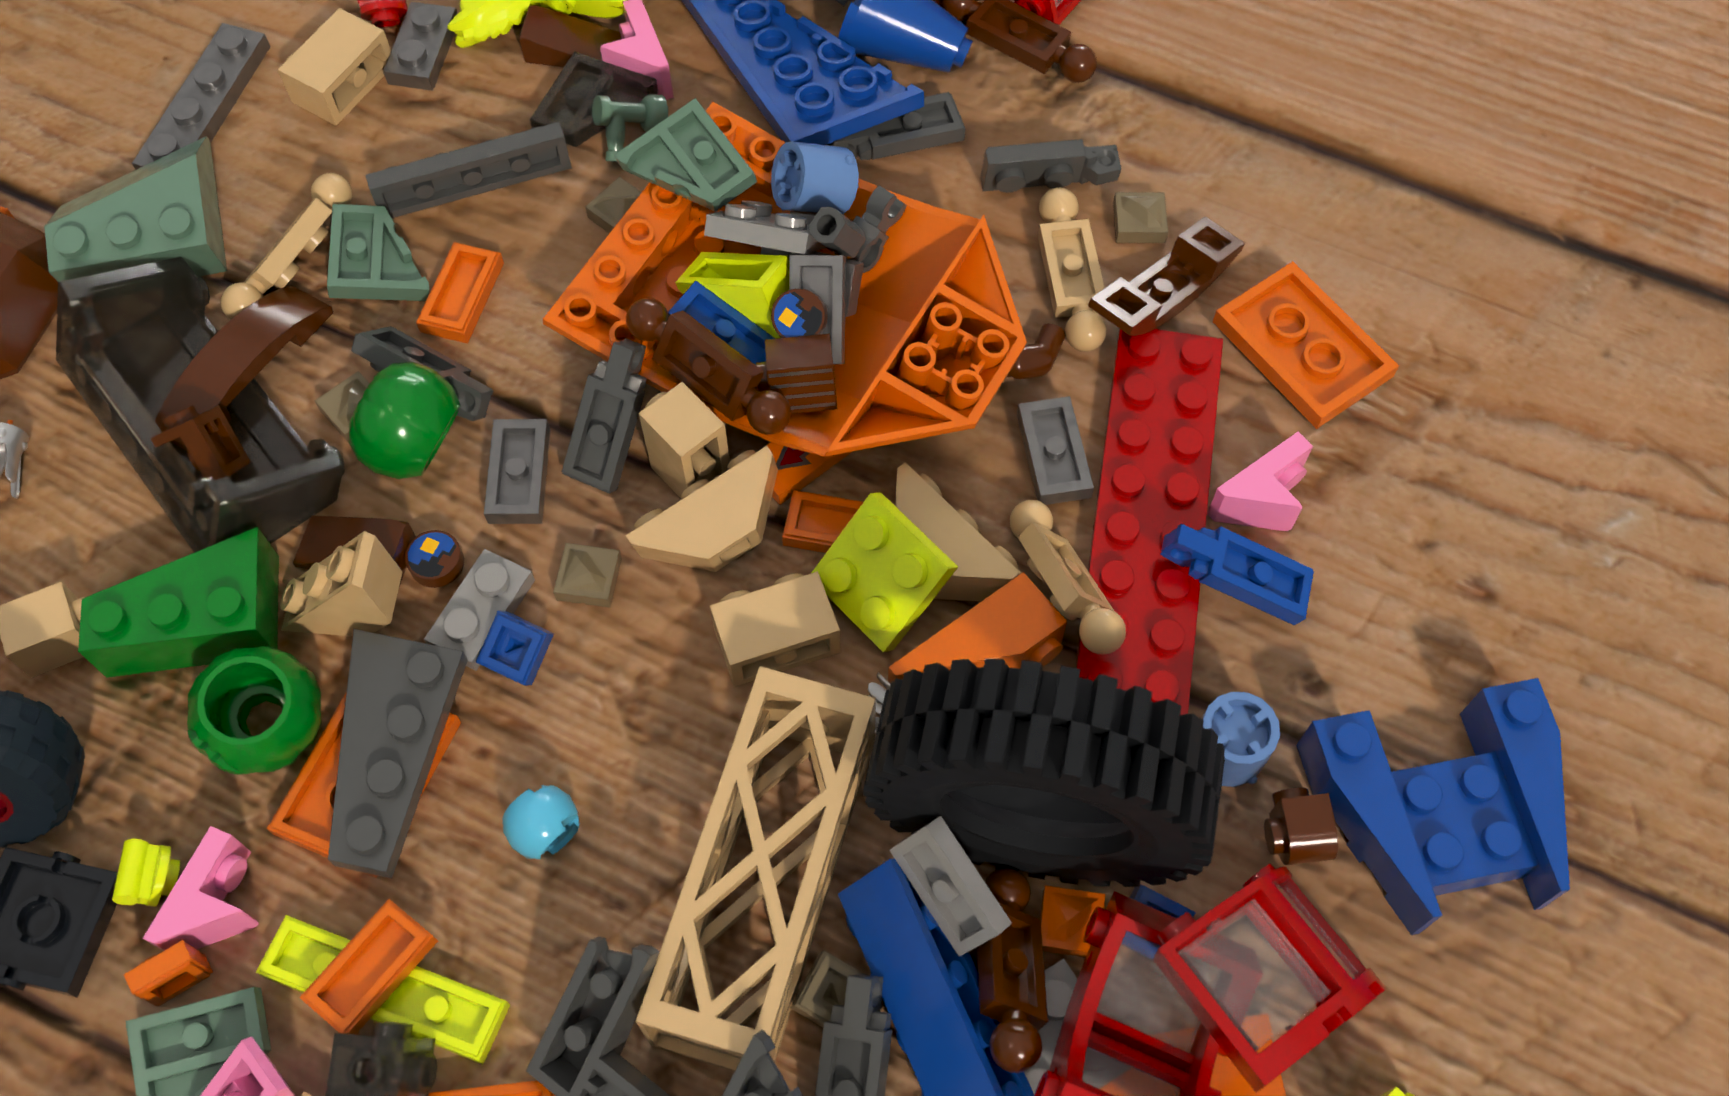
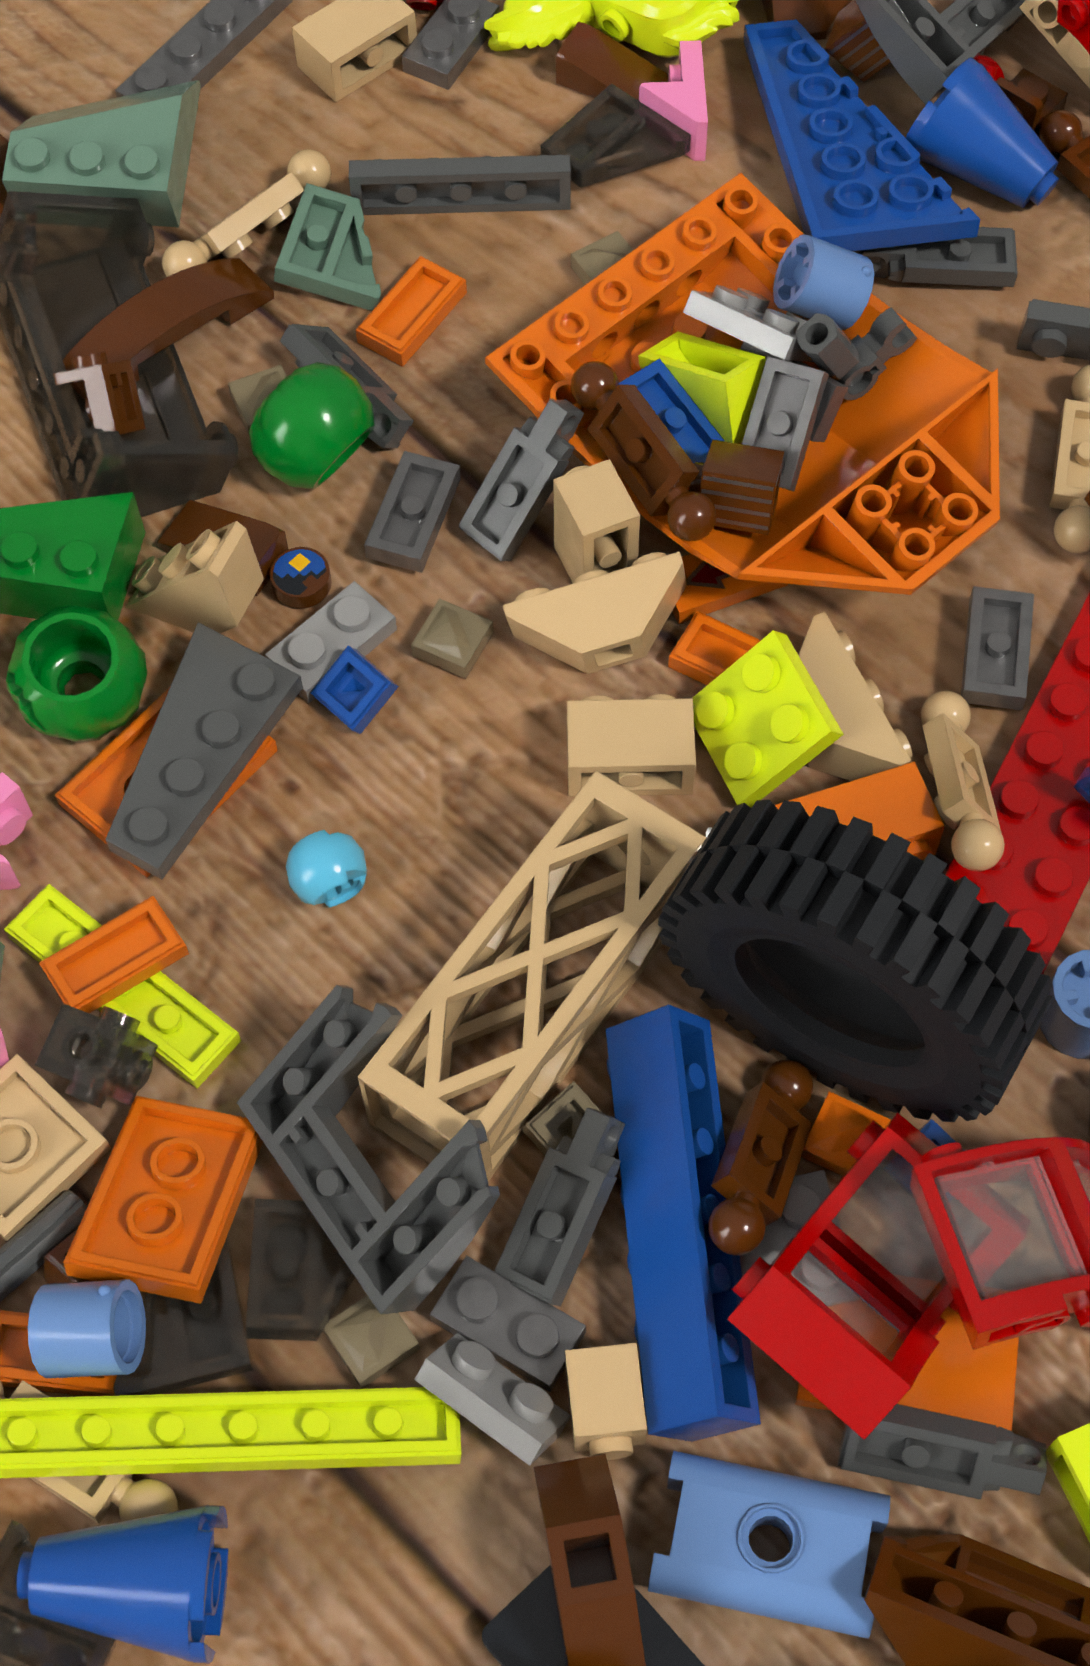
camera: 20 degrees right, 0 degrees up
(614, 115) = (672, 171): sand green piece -> none
(689, 159) = (693, 227): sand green wing -> none
(799, 314) = (758, 421): tile -> none
(950, 886) = (722, 1050): light grey plate -> none
(1039, 357) = (1013, 544): reddish brown arm -> none

